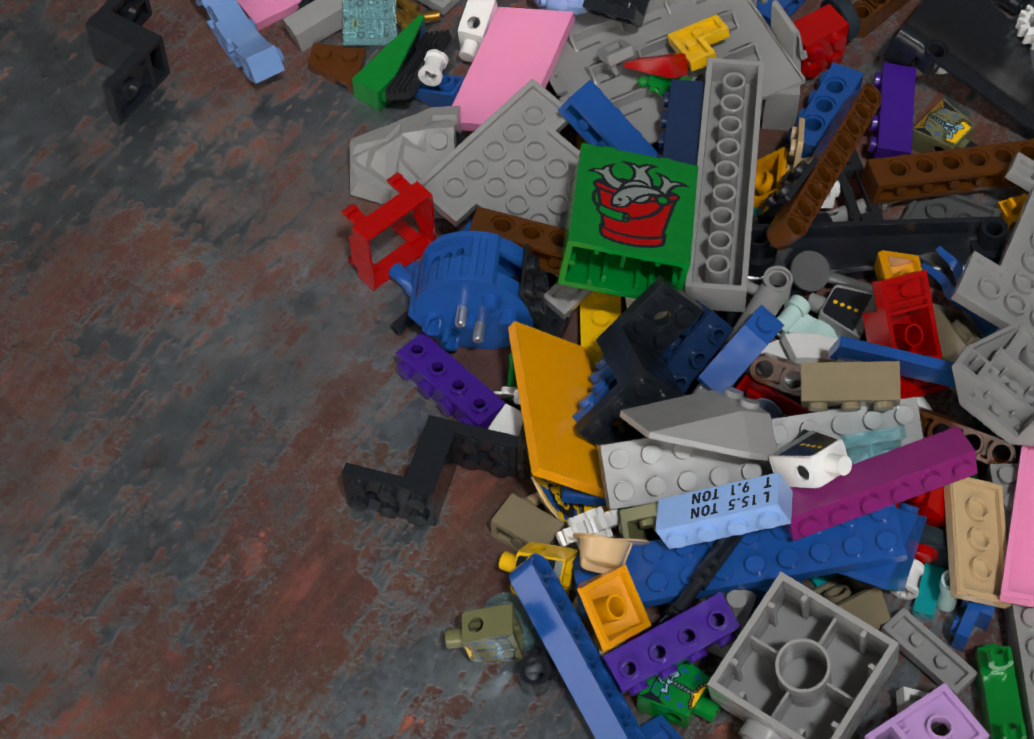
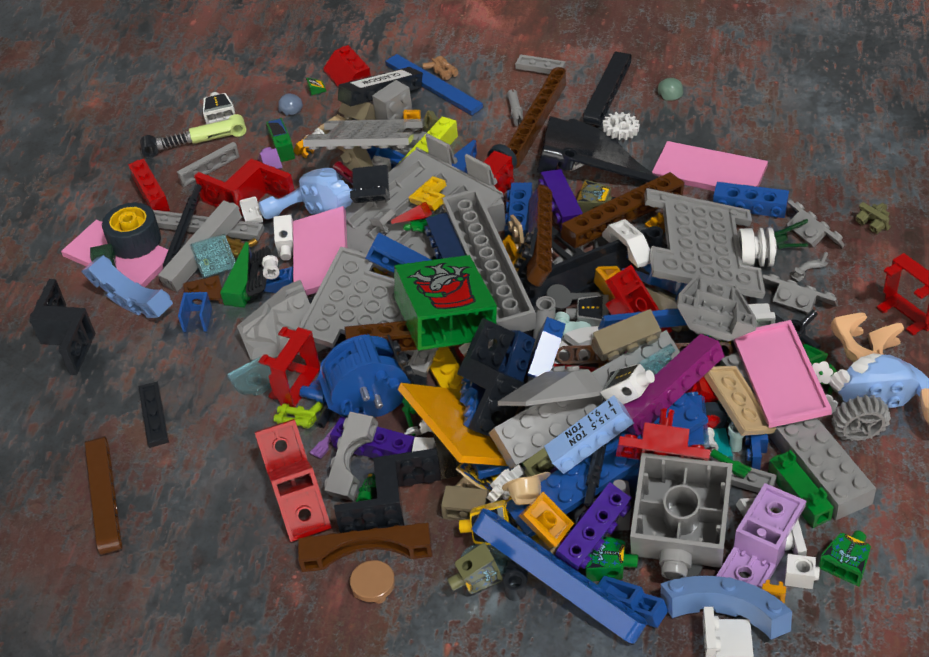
camera: 20 degrees left, 10 degrees down
(74, 316) = (103, 496): none -> reddish brown beam
(189, 224) = (153, 414): none -> black tile
(303, 80) = (188, 305): none -> blue piece
(308, 515) = (321, 551): none -> reddish brown arch
(314, 399) = (292, 480): none -> bracket
(330, 225) = (251, 378): none -> clear light blue tile
(354, 586) = (372, 581): none -> medium nougat tile
(378, 309) = (303, 417): none -> lime piece
(381, 423) = (357, 431): none -> light grey arch
(382, 363) = (322, 446): none -> medium lavender piece
(400, 462) = (367, 489): none -> green piece
(818, 567) = (661, 440): none -> red brick
(925, 636) = (737, 468): none -> green piece
(952, 226) = (631, 237): none -> white slope

